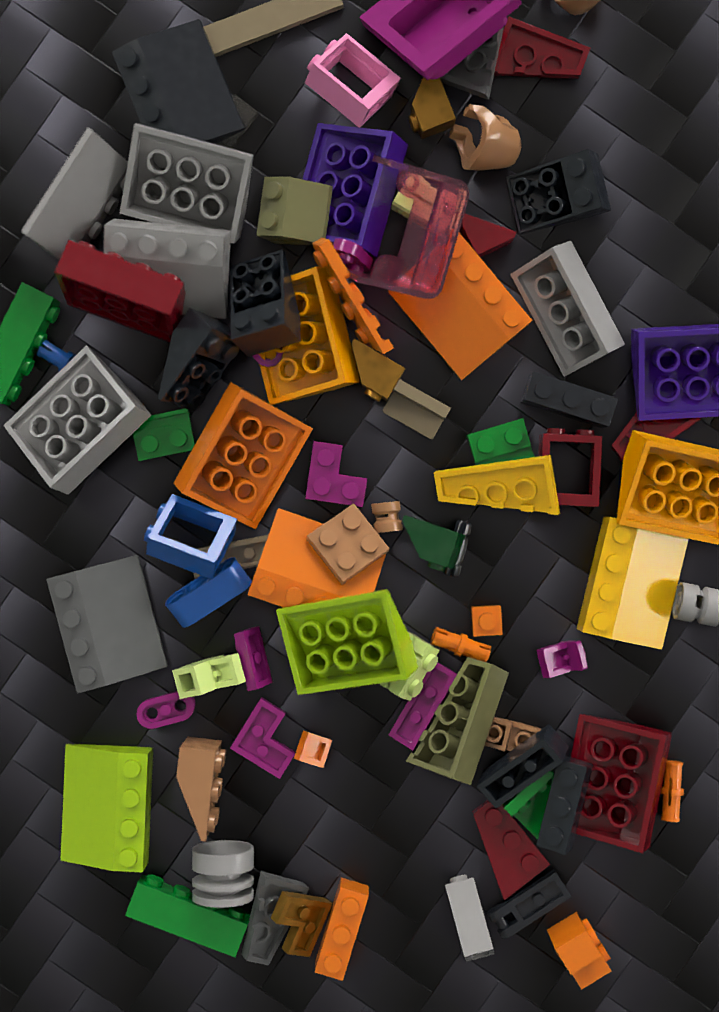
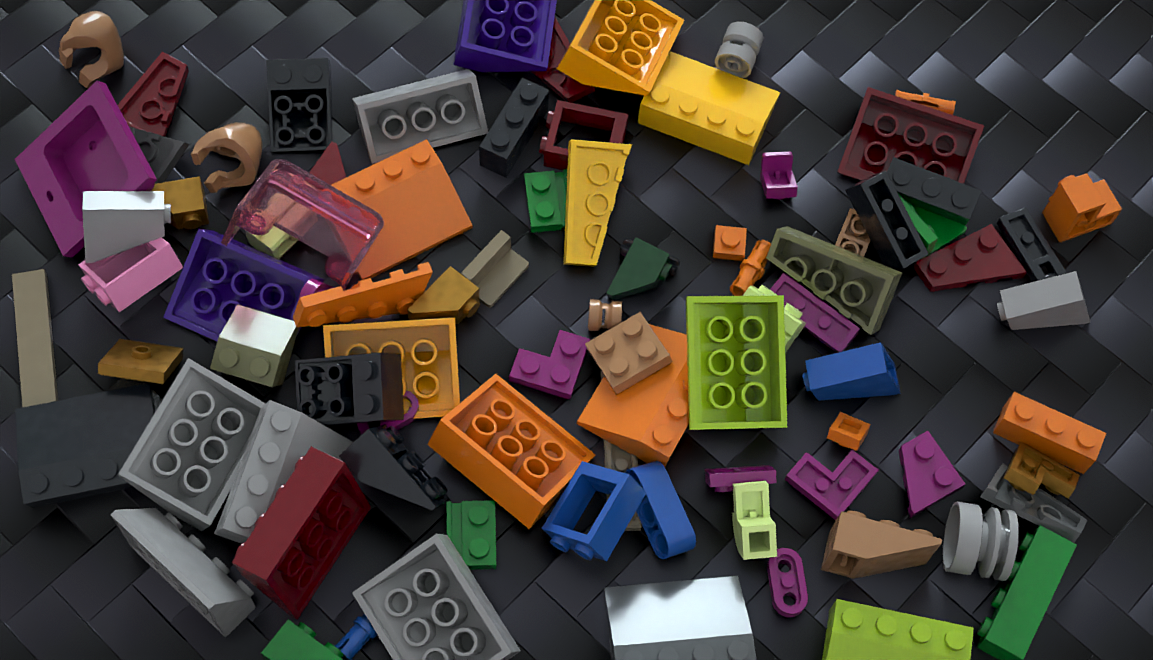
camera: 85 degrees left, 25 degrees down
(264, 114) = (140, 361): none -> pearl gold plate
(288, 821) = (927, 473): none -> magenta wing
(365, 747) = (852, 374): none -> blue slope
(385, 59) = (121, 221): none -> light grey slope

